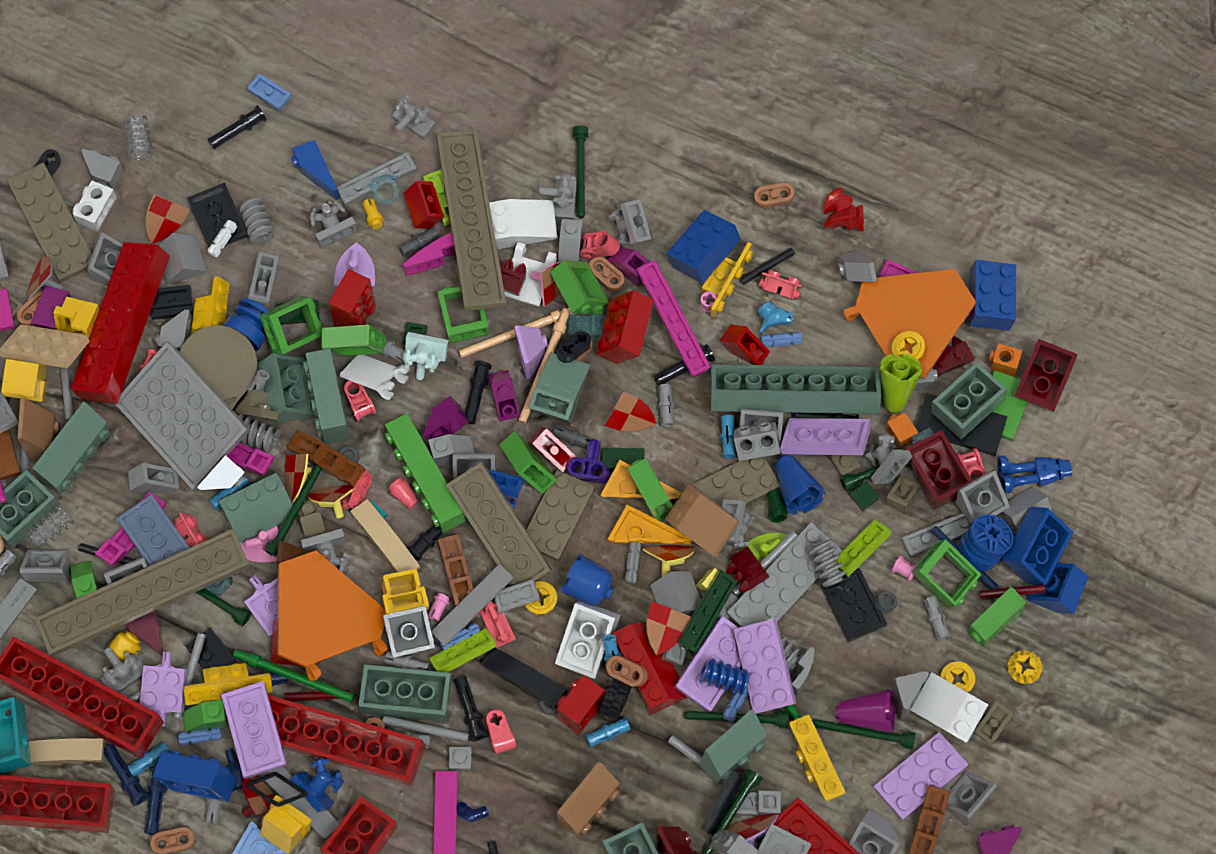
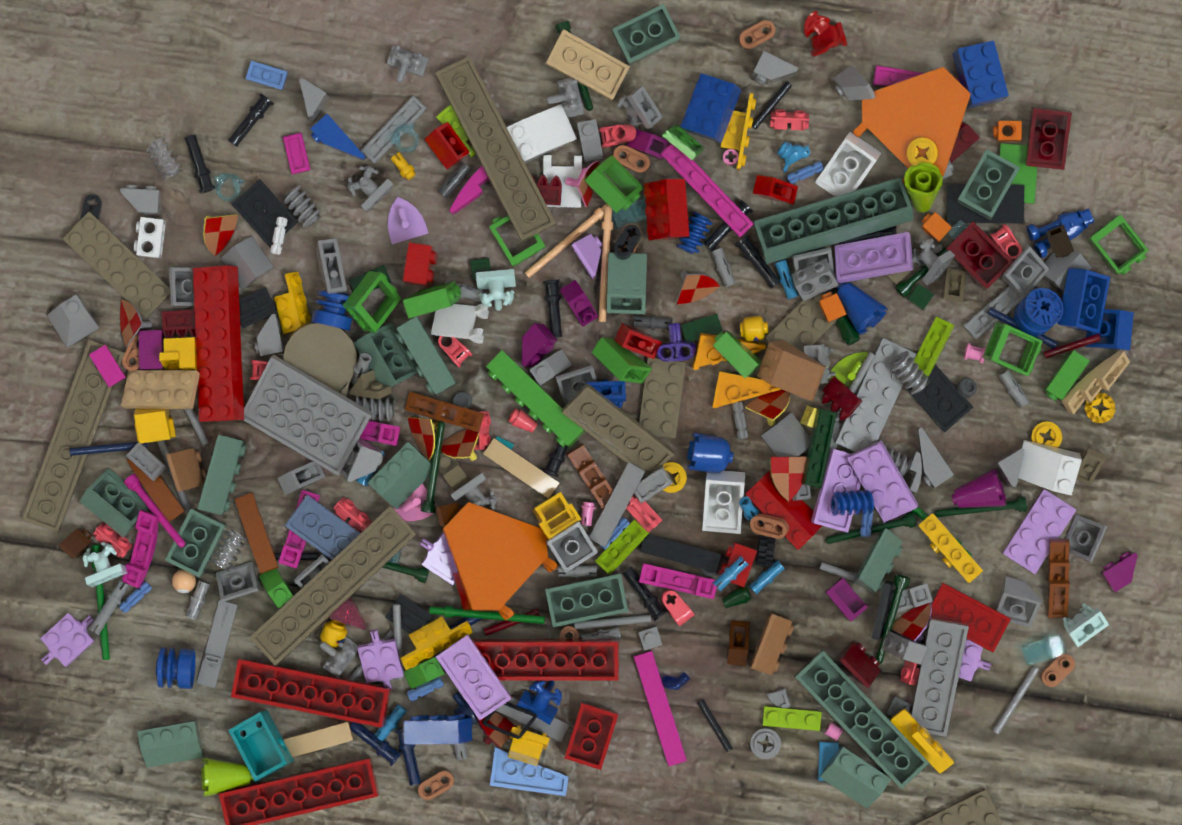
camera: 15 degrees left, 20 degrees up
(85, 520) = (256, 533): none -> dark orange slope
(88, 290) = (180, 321): none -> dark red plate
(169, 161) = (201, 172): none -> black pin
(185, 173) = (236, 182): none -> clear light blue piece
(271, 172) = (296, 153): none -> dark pink tile
(307, 122) = (313, 98): none -> light grey slope
(512, 707) = (677, 581): none -> dark pink slope
(553, 792) = (738, 643): none -> reddish brown slope
(567, 703) = (730, 573): none -> dark azure pin
(568, 743) = (737, 597): none -> dark green cone
(592, 170) = (587, 65): none -> tan plate
(648, 358) = (695, 233): none -> blue piece
(661, 160) = (646, 34): none -> sand green brick
(664, 265) = (683, 141): none -> bright green tile
(677, 473) = (753, 328): none -> yellow head
(686, 781) = (846, 599): none -> magenta panel
(700, 401) = (752, 254): none -> black pin
(766, 473) = (831, 307): none -> orange brick
(779, 228) = (772, 69): none -> light grey slope
(826, 671) = (933, 465): none -> light grey slope
(828, 342) = (848, 166): none -> white slope
(1028, 634) = (1099, 378): none -> tan slope
(1029, 479) = (1060, 241): none -> dark brown brick
(1085, 485) = (1138, 257): none -> bright green window

